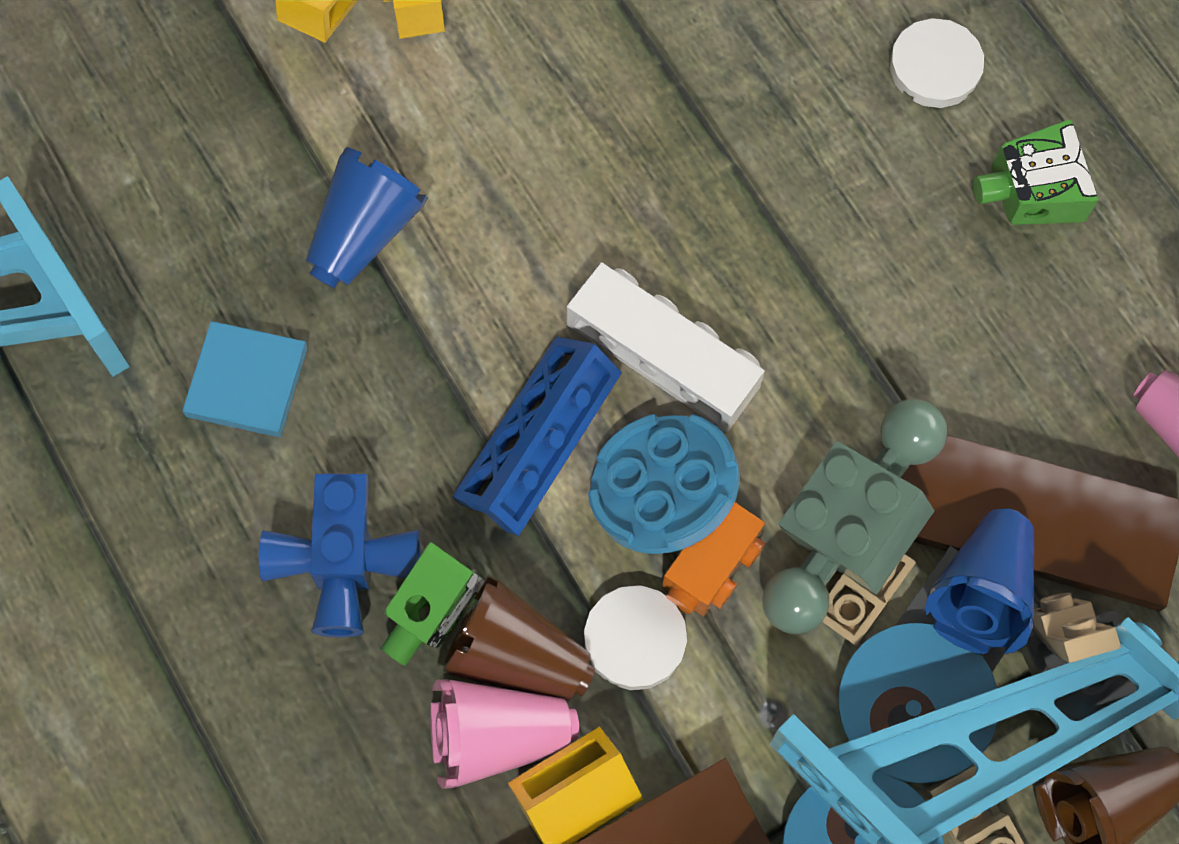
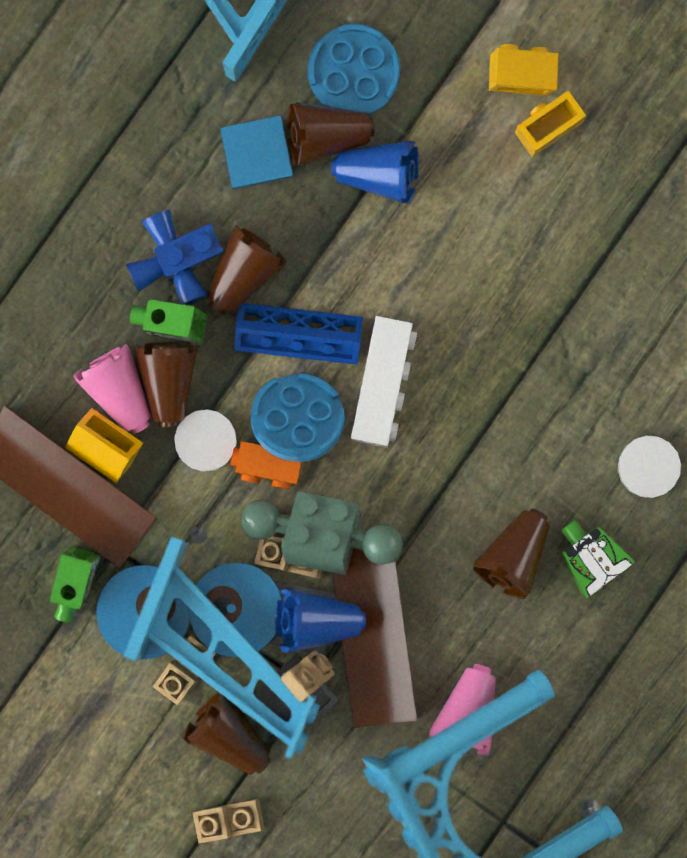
camera: 70 degrees right, 15 degrees up
(202, 202) = (354, 69): none -> dark azure tile
(264, 269) = (325, 131): none -> reddish brown cone
(408, 464) = (242, 270): none -> reddish brown cone
(998, 272) = (515, 554): none -> reddish brown cone

